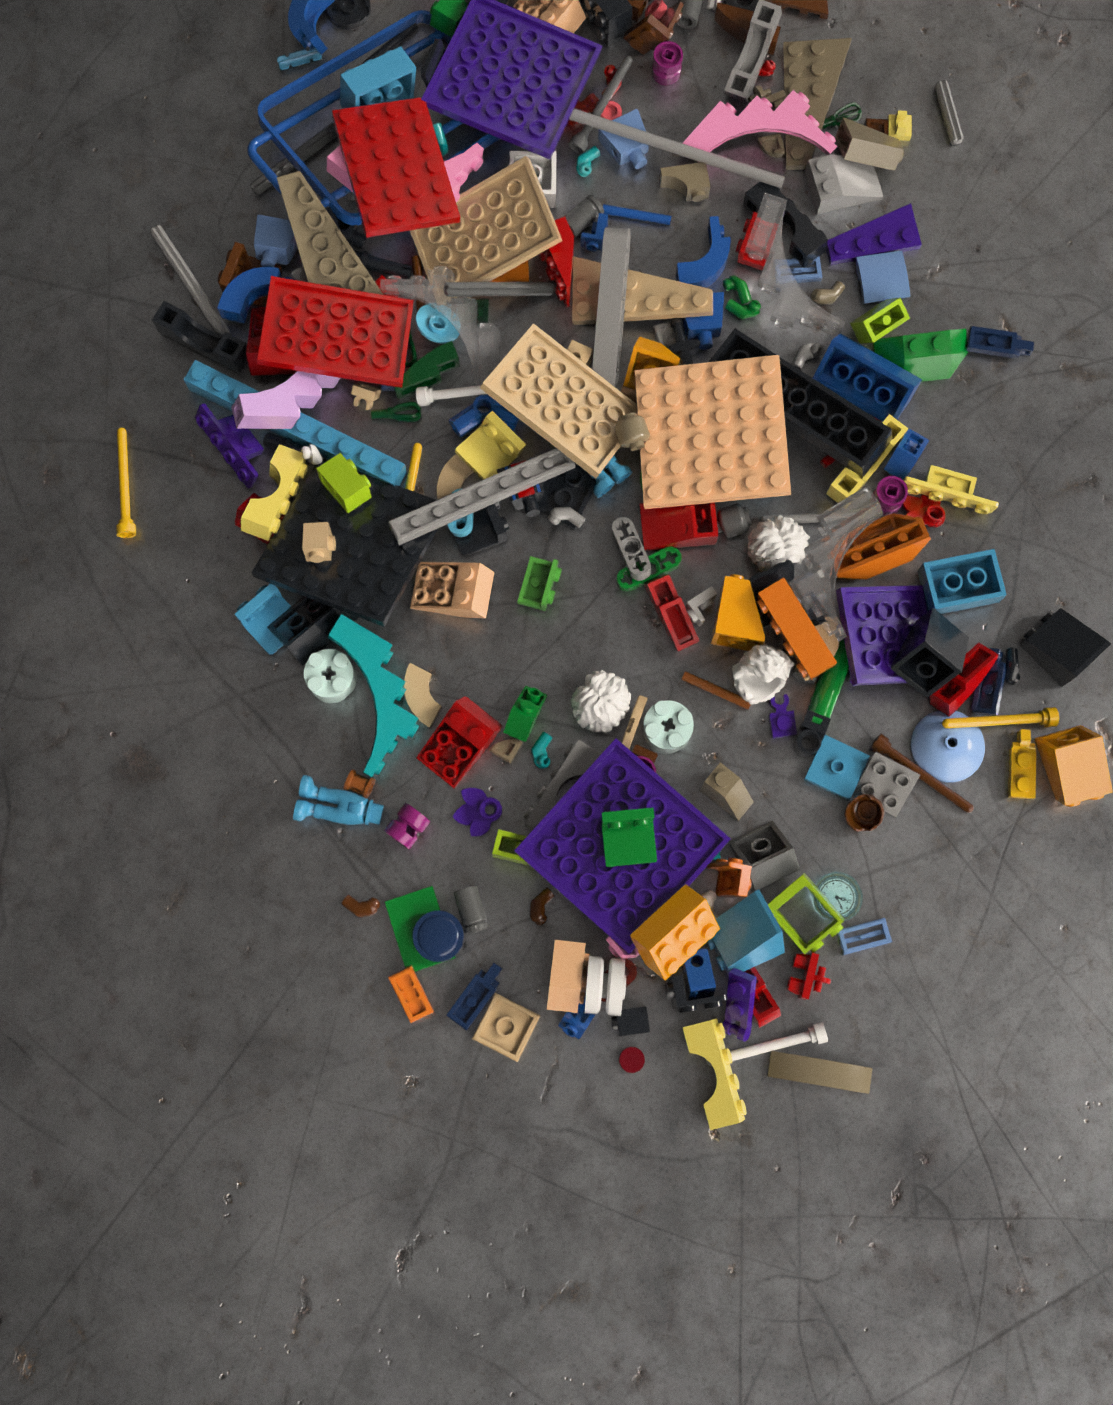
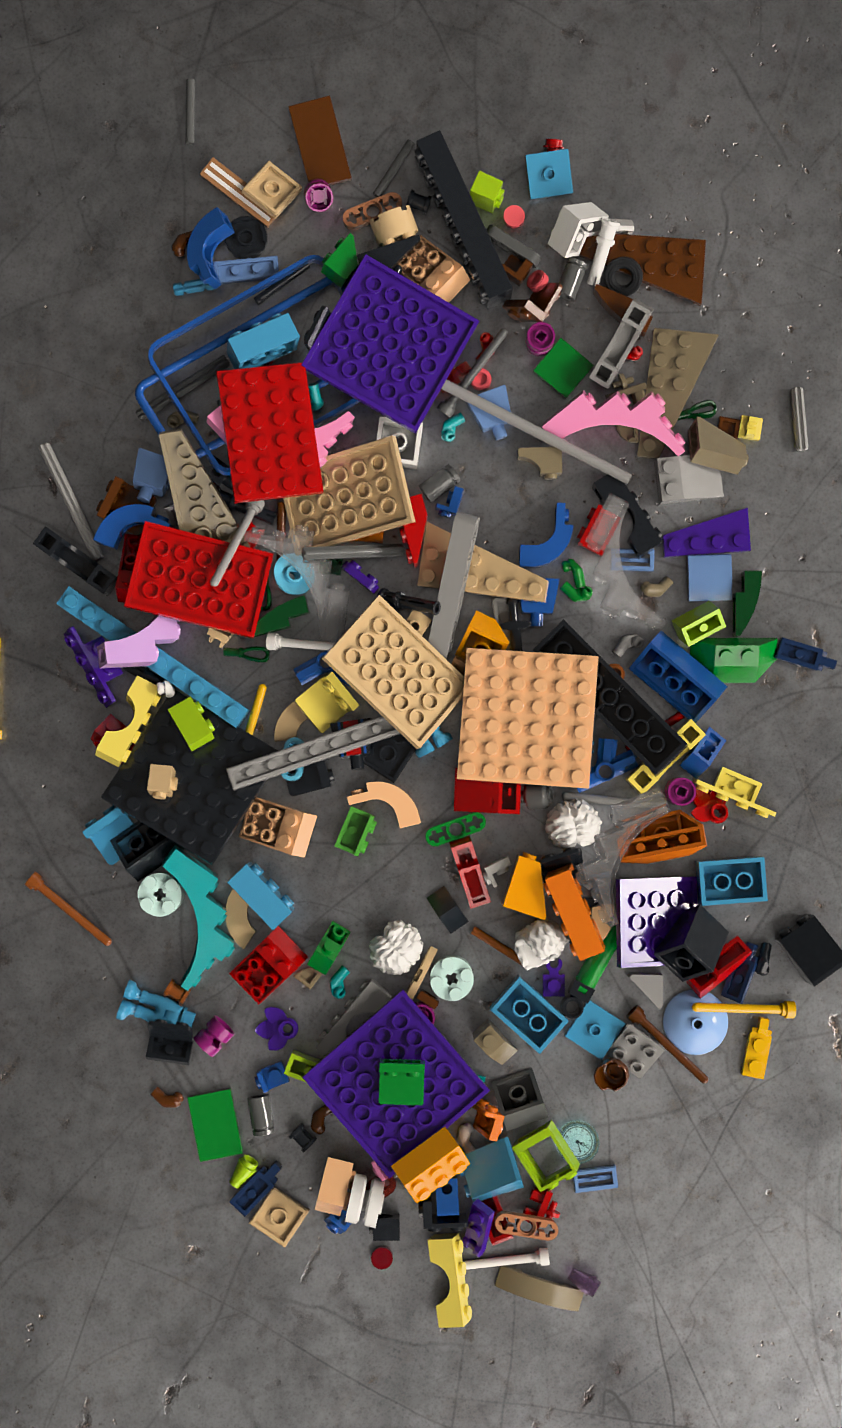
camera: 10 degrees right, 10 degrees up
(188, 683) = (35, 882): none -> dark orange piece
(279, 18) = (180, 243): none -> reddish brown arm
(346, 37) = (246, 269): none -> medium blue tile
(357, 836) = (170, 1042): none -> black bracket
(387, 257) = (252, 508): none -> light grey piece
(411, 994) = (201, 1179): orange plate -> none
(438, 936) = (230, 1134): dark blue piece -> none
(443, 660) = (262, 894): none -> dark azure brick
(458, 978) = (243, 1171): none -> lime cone
(478, 866) = (271, 1076): none -> blue bracket
(503, 315) = (368, 581): none -> dark purple plate
(522, 930) = (302, 1137): none -> black bush
(565, 513) = (385, 771): light grey arm -> none
(573, 333) = (399, 600): none -> black pin
(573, 539) = (400, 801): none -> light nougat arch
(629, 558) = (444, 794): light grey beam -> none
(632, 431) = (455, 710): dark tan head -> none
(637, 214) = (491, 485): blue bar -> none
(653, 656) = (447, 909): none -> black slope
(695, 92) = (563, 368): none -> green tile
(760, 755) = (528, 1014): none -> dark azure brick
(804, 473) = (607, 756): none -> blue piece
(813, 987) = (509, 1228): none -> nougat beam
(873, 1057) = (584, 1282): none -> clear purple cone
(890, 709) = (650, 984): none -> light grey slope
(925, 293) = (745, 601): none -> dark green slope
(1075, 765) = (802, 1055): light orange slope -> none

